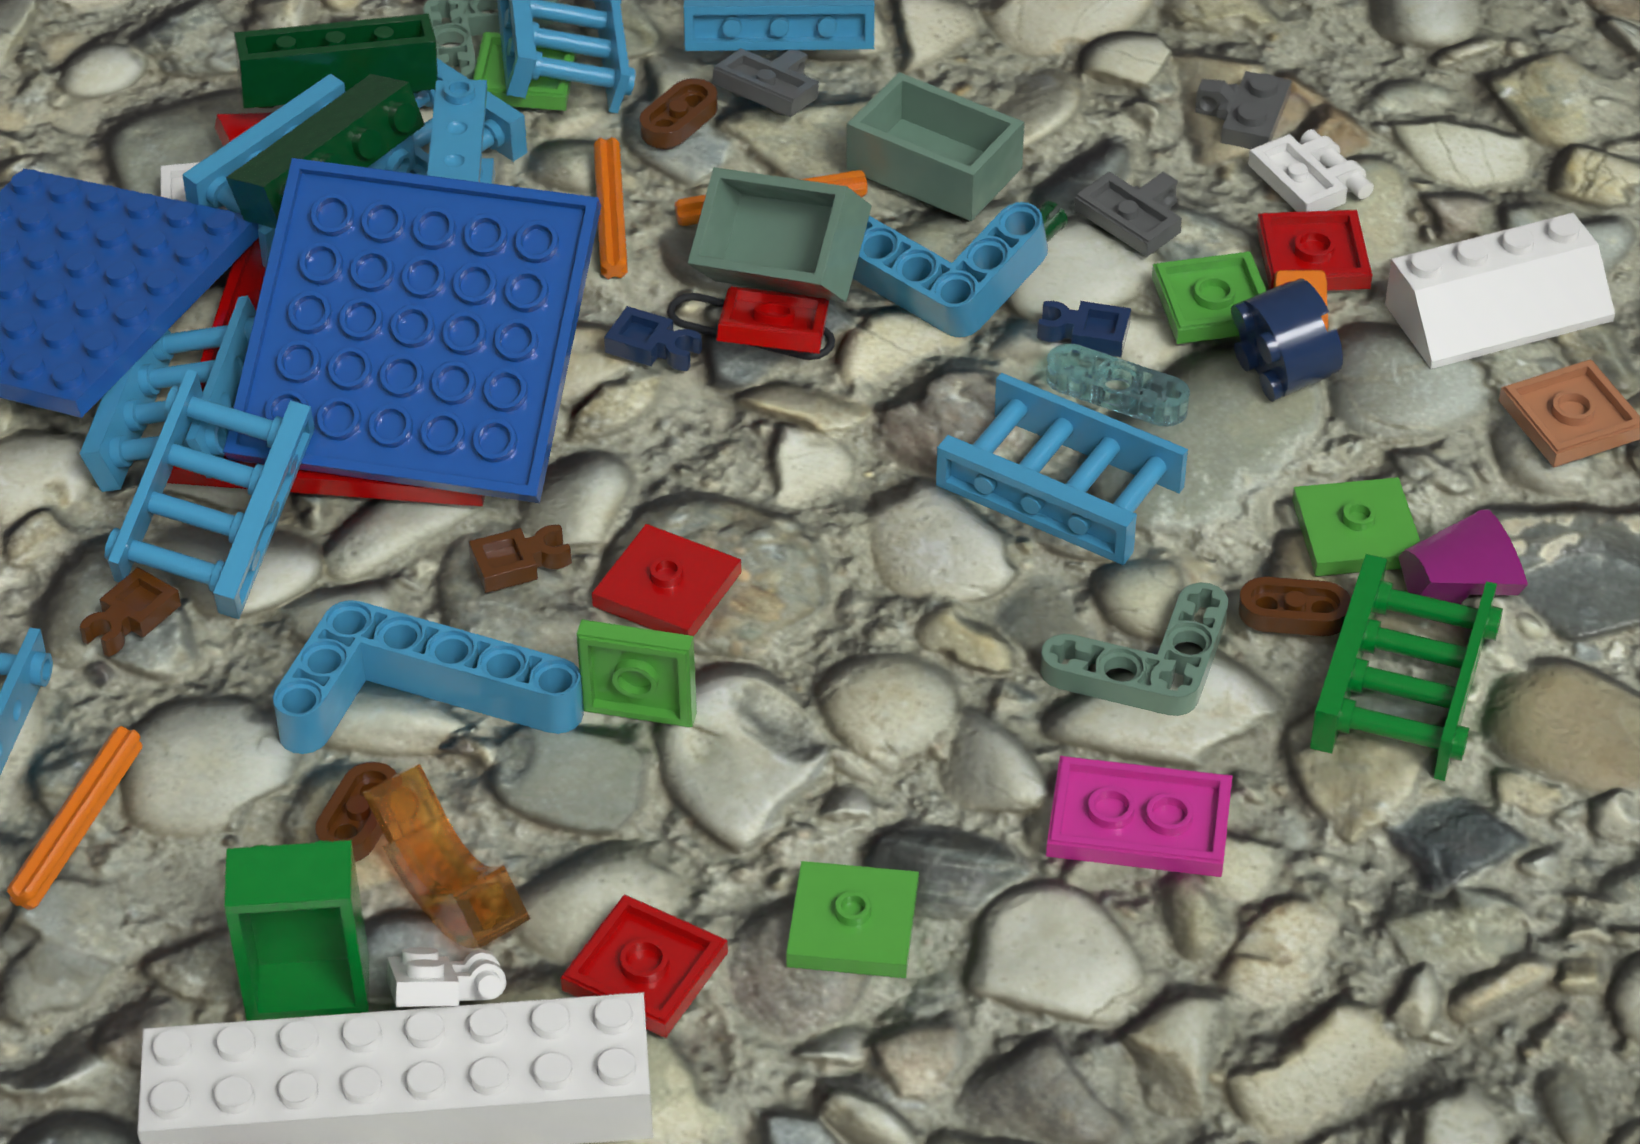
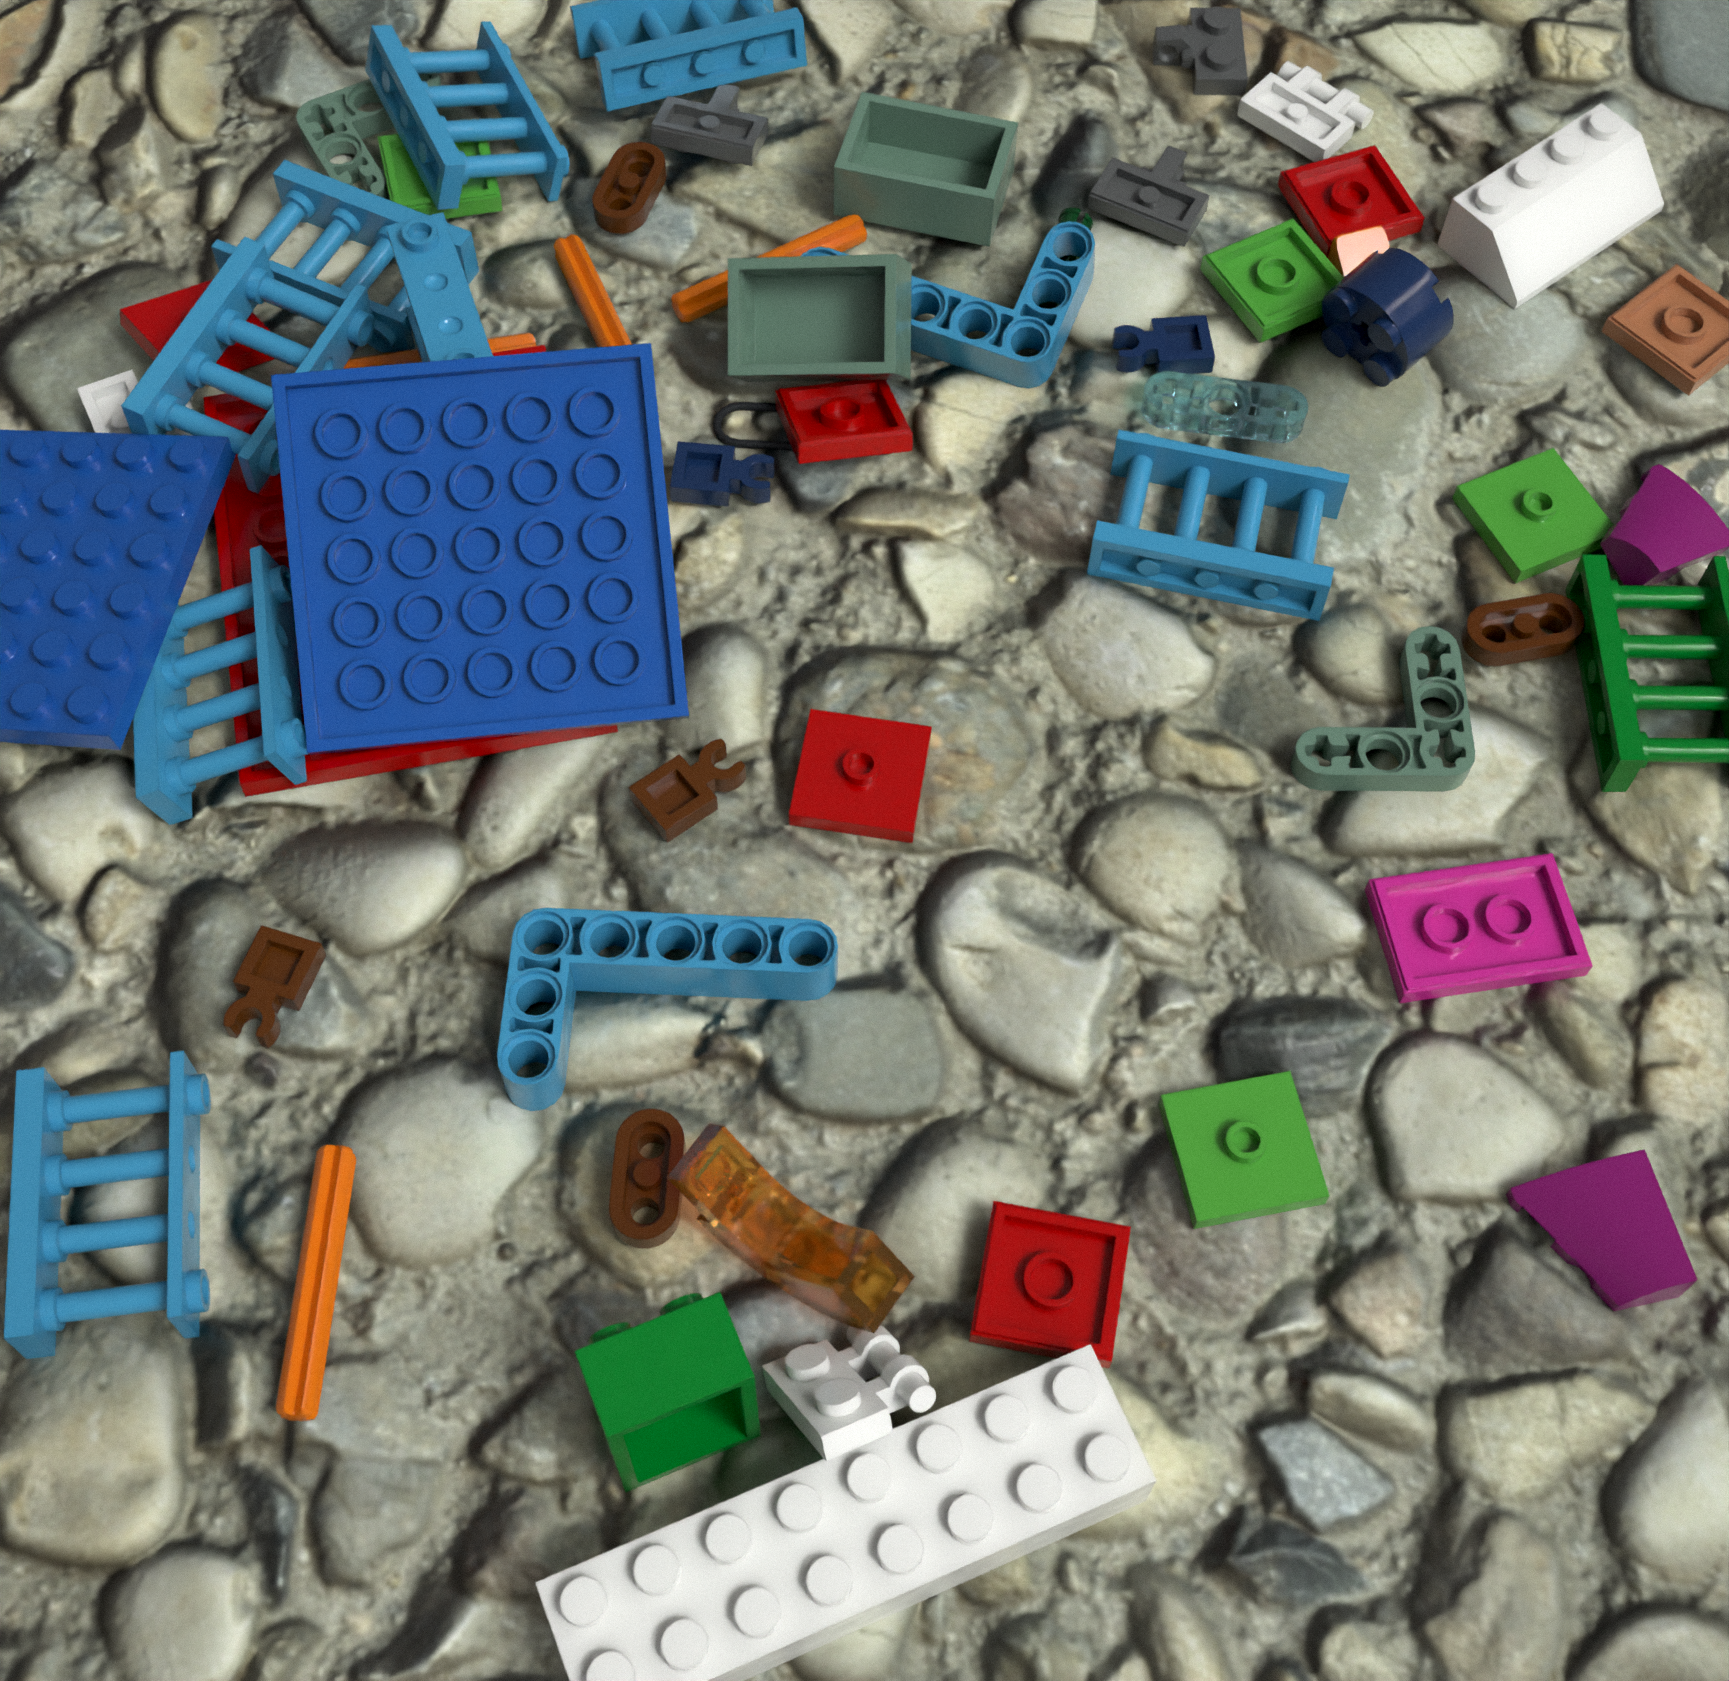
camera: 20 degrees left, 15 degrees up
(246, 531) = (374, 849): dark azure fence -> none
(289, 60) = (272, 201): dark green brick -> none
(347, 131) = (282, 331): dark green brick -> none
(637, 673) = (898, 914): bright green plate -> none
(1135, 1049) = (1612, 1227): none -> magenta slope

